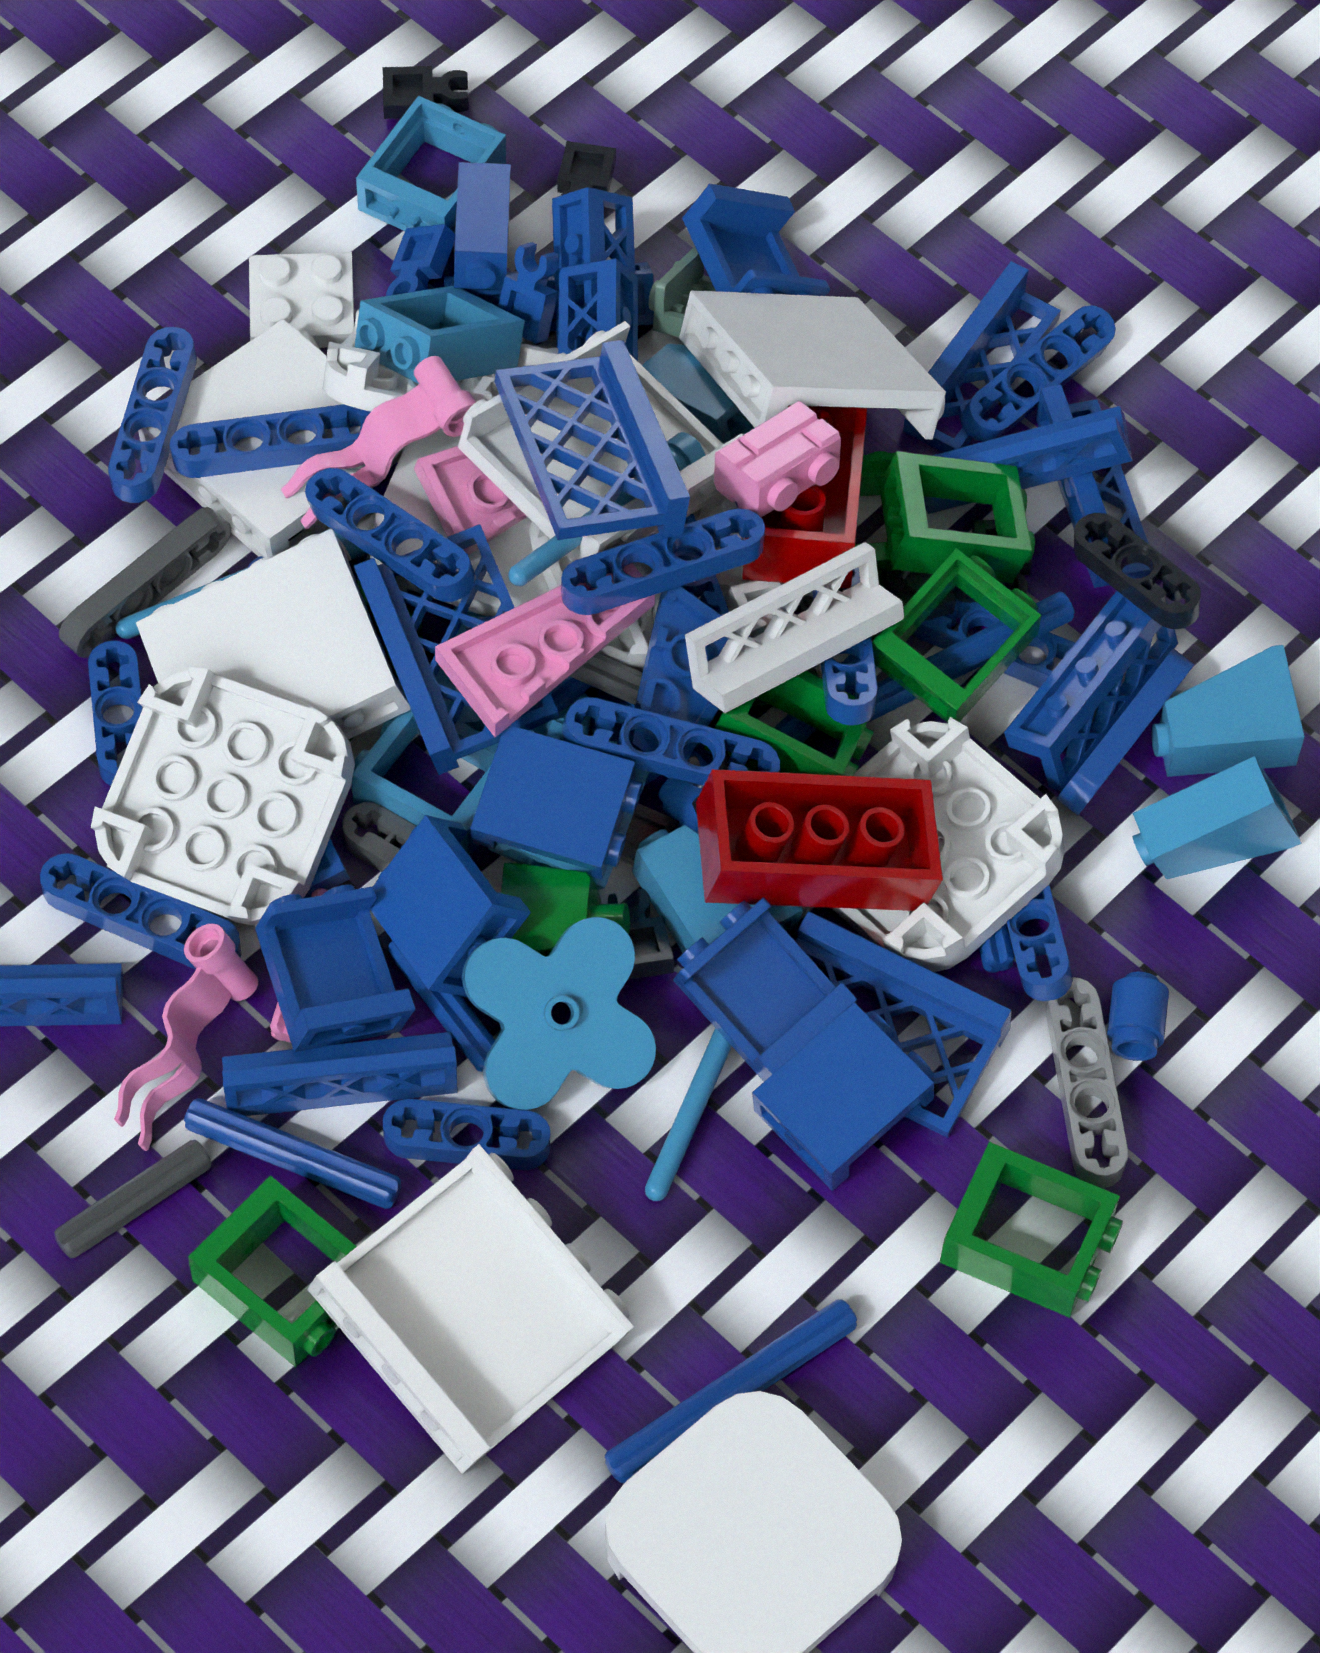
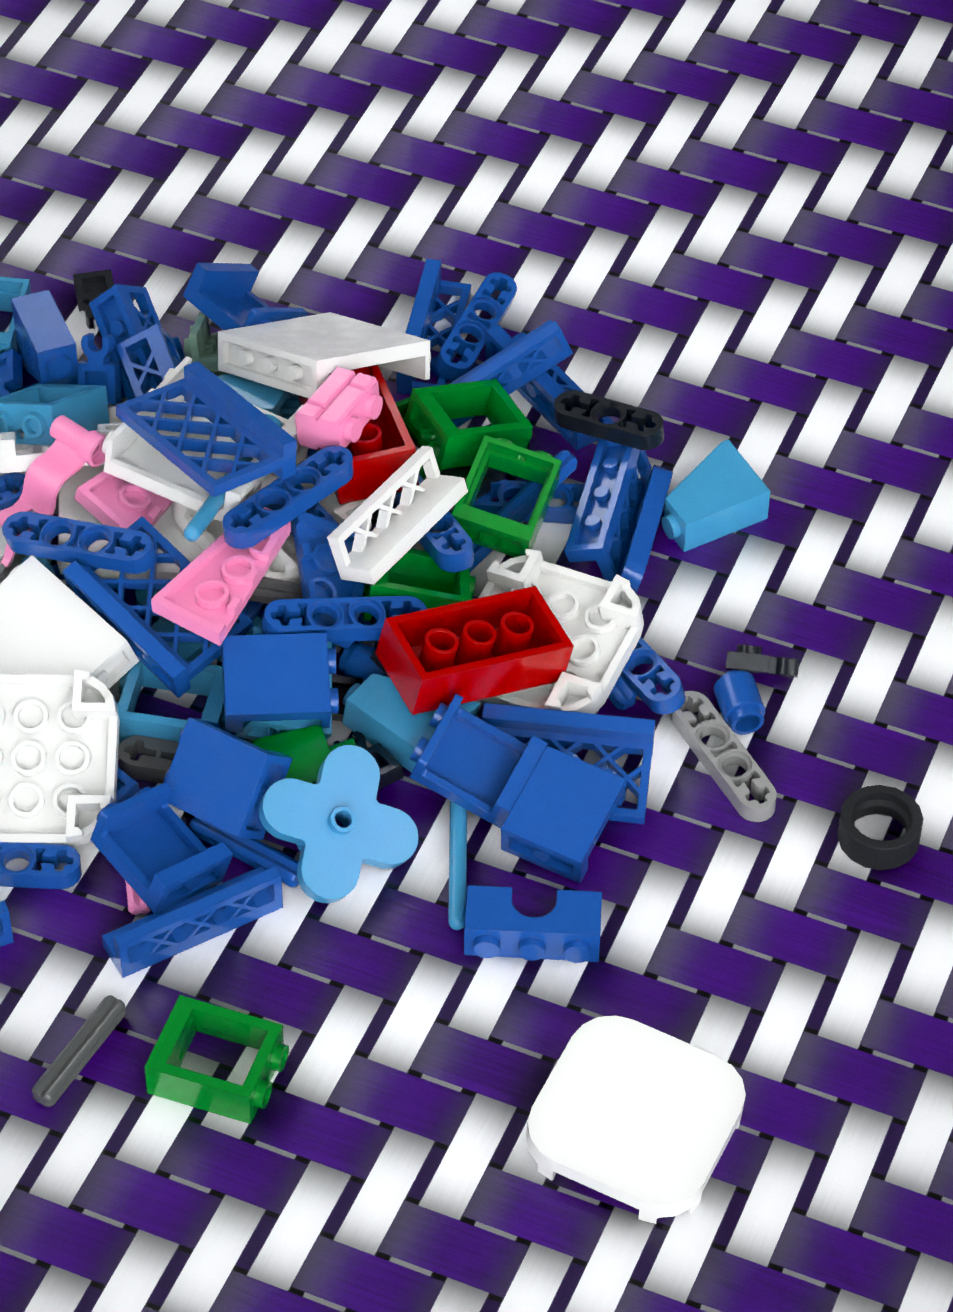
camera: 20 degrees left, 10 degrees down
(217, 978) = (66, 907): bright pink flag -> none
(292, 1153) = (183, 982): blue axle -> none
(452, 1114) = (315, 914): blue beam -> none
(472, 1307) = (367, 1032): white panel -> none
(751, 1375) = (589, 1007): blue axle -> none
(781, 1257) = (565, 933): none -> blue arch
(1011, 1271) = (733, 887): green window -> none
(1178, 965) = (751, 660): none -> black plate
(1215, 823) = (735, 563): dark azure slope -> none
(1248, 1214) = (882, 801): none -> black tyre

